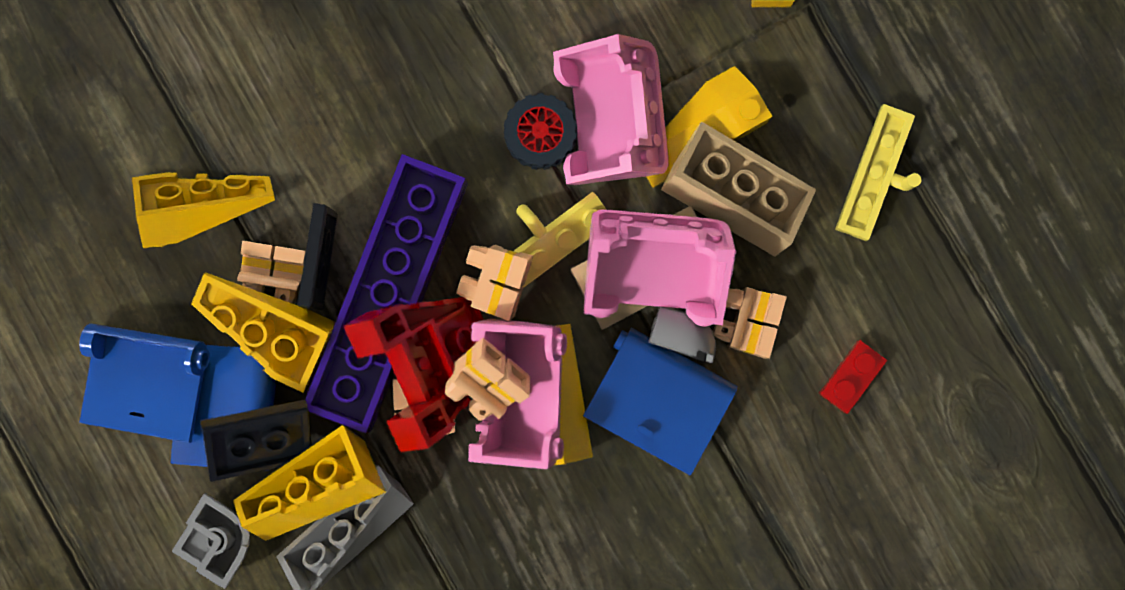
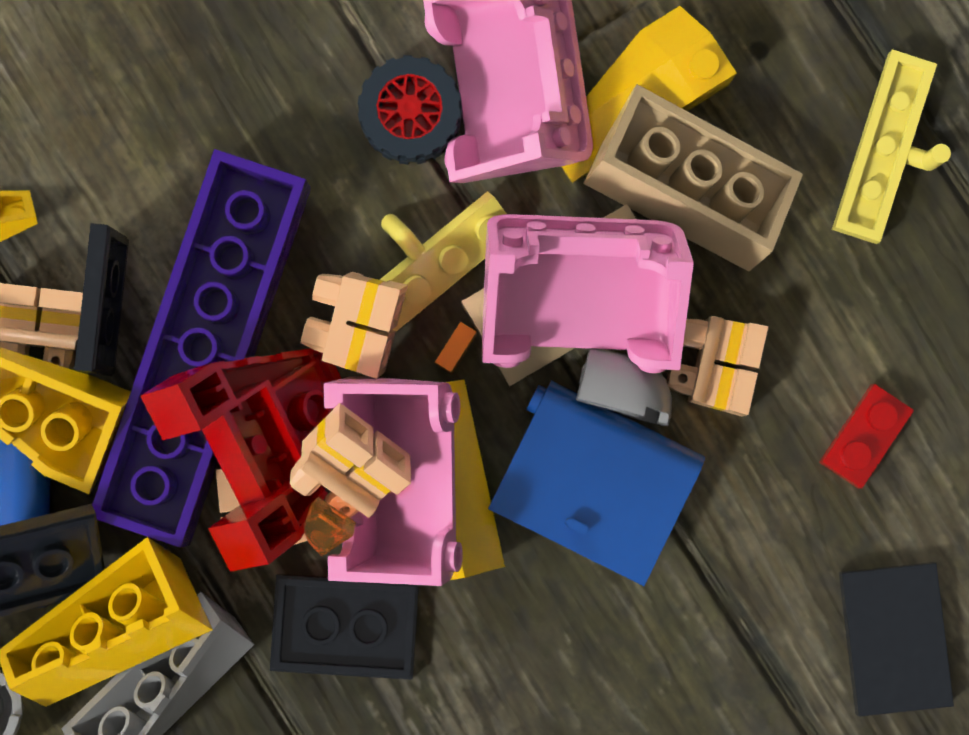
camera: 10 degrees left, 0 degrees up
(469, 423) = (327, 526): none -> clear orange tile
(477, 495) = (344, 627): none -> black tile
(565, 301) = (456, 348): none -> orange tile
(867, 521) = (896, 639): none -> black tile

